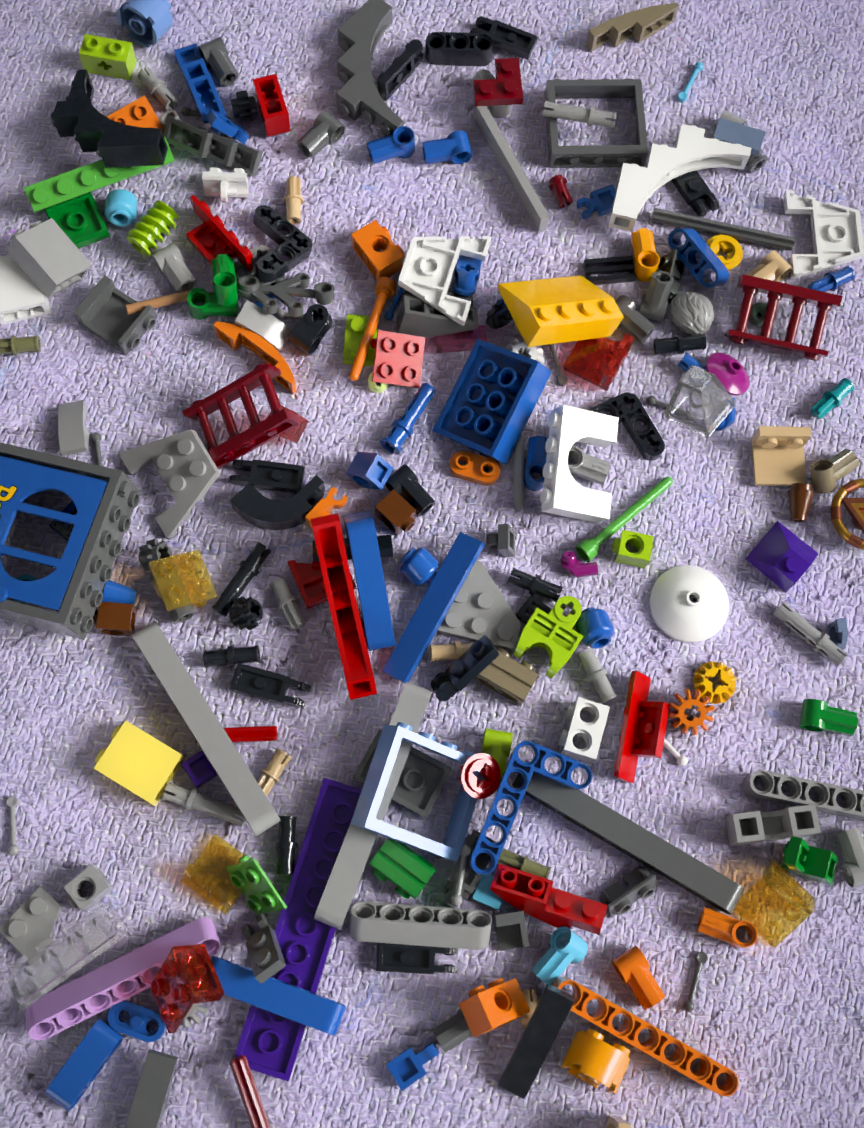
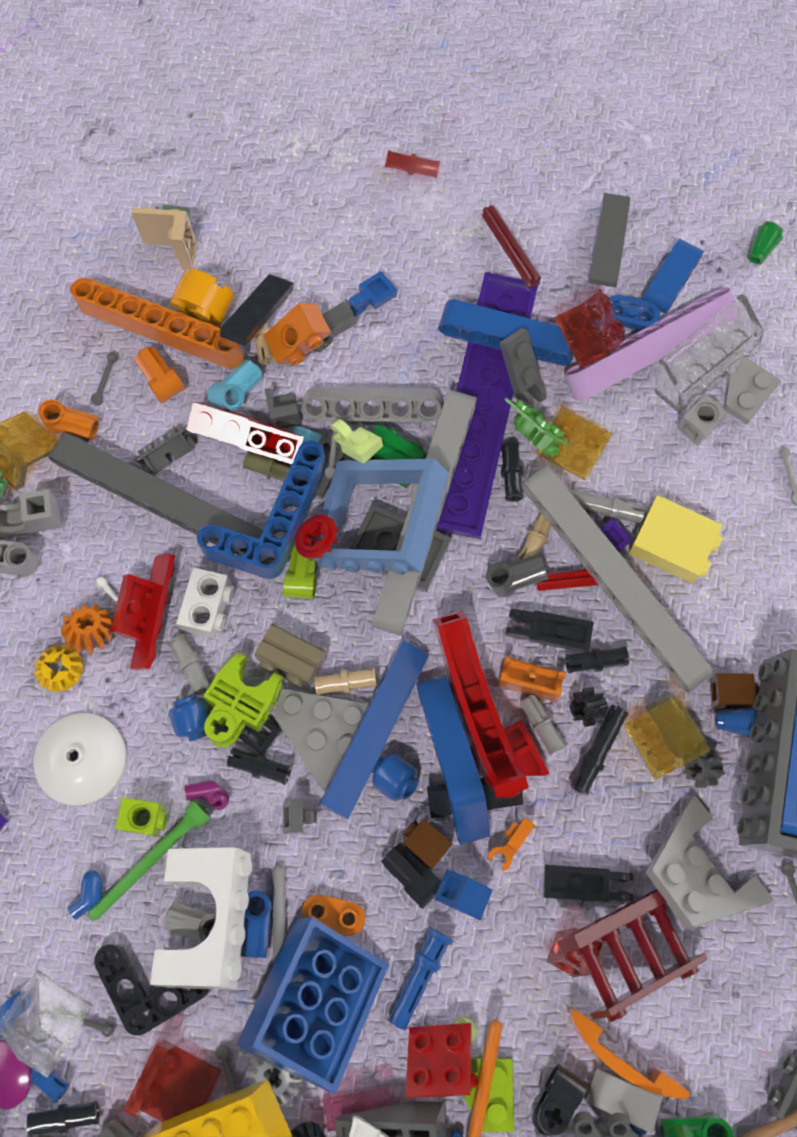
camera: 175 degrees left, 0 degrees up
(277, 513) = (584, 832): black arch -> none
(292, 643) = (531, 679): none -> orange hinge
(292, 735) = (519, 573): none -> dark grey piece
(412, 959) = (376, 375): black hinge -> none
(436, 870) = (358, 443): none -> yellowish green plate
(464, 669) = (335, 657): black hinge -> none
(671, 495) = (89, 894): none -> blue arm

